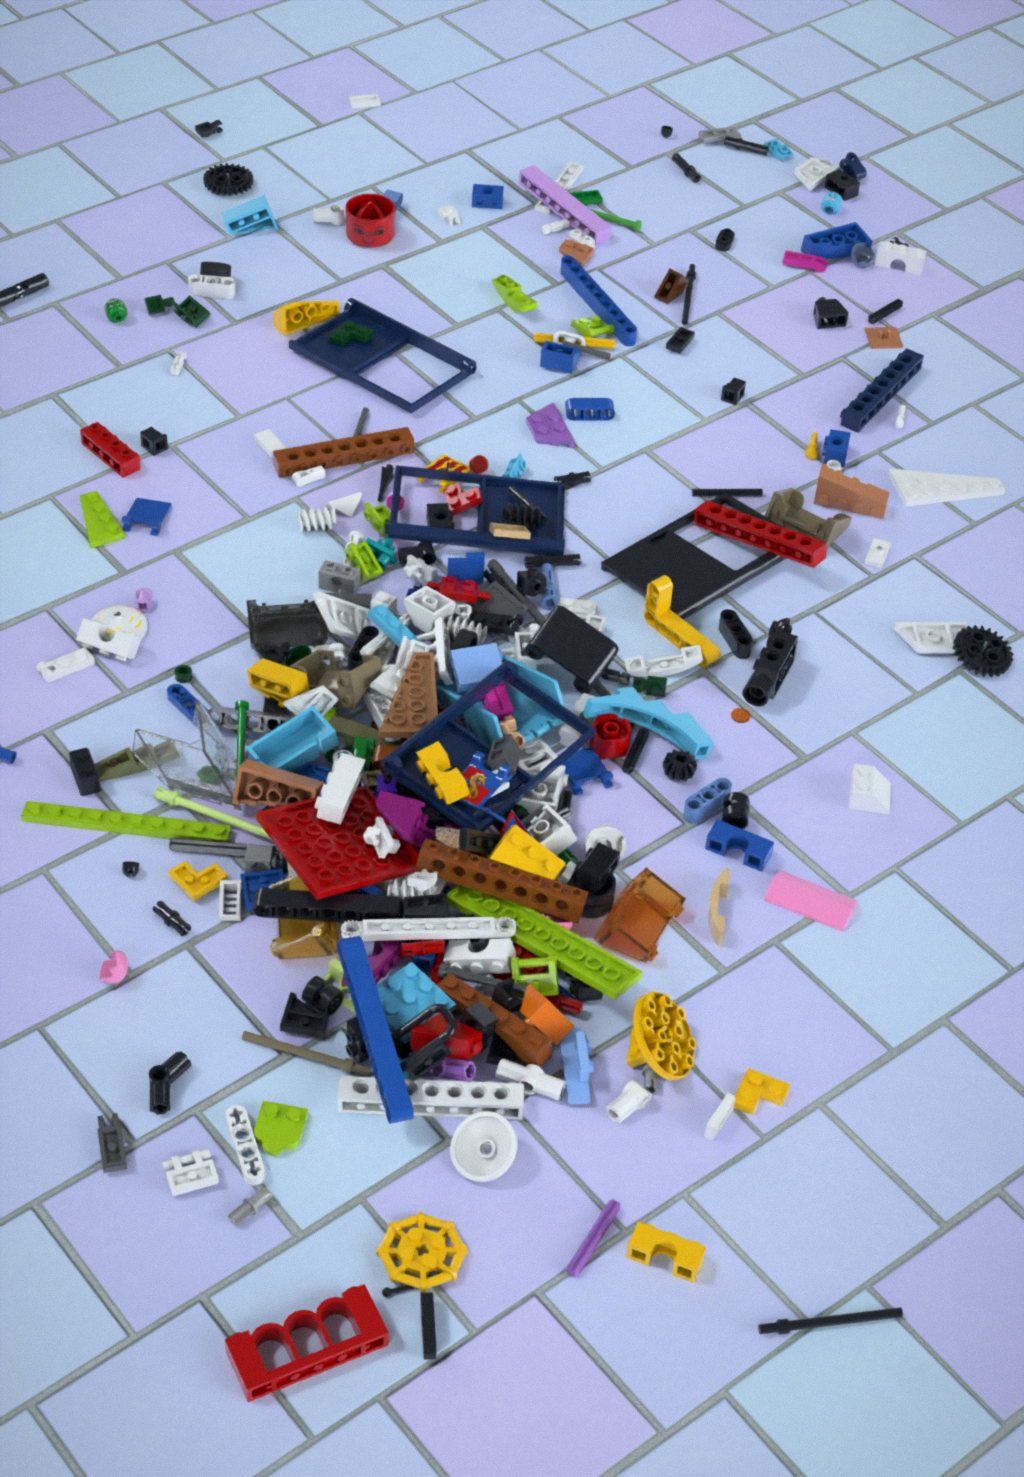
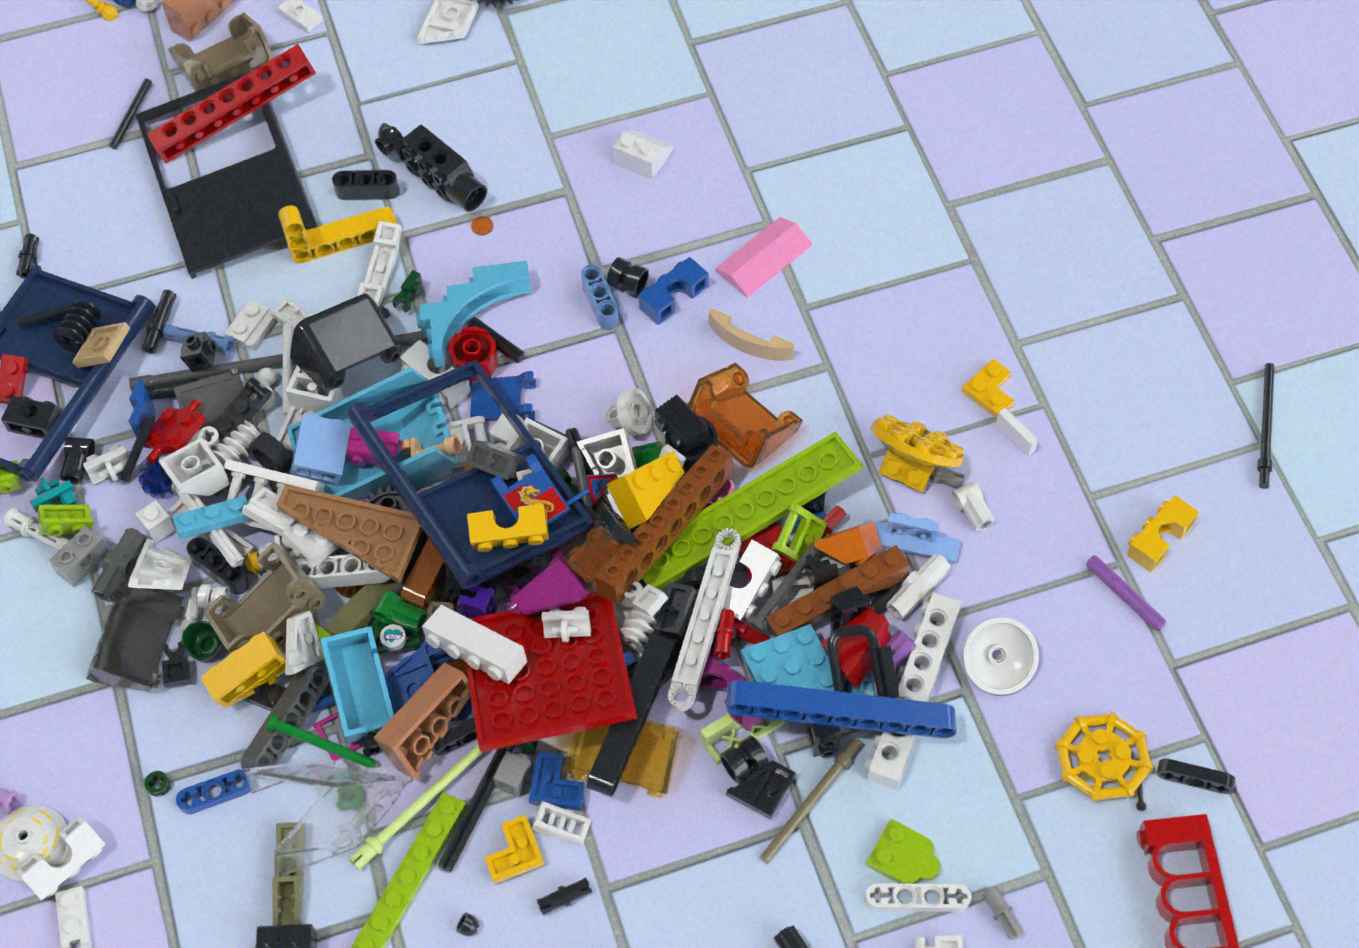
camera: 65 degrees left, 15 degrees up
(435, 576) = (137, 447): none -> black bar
(679, 765) = (539, 305): black gear -> none

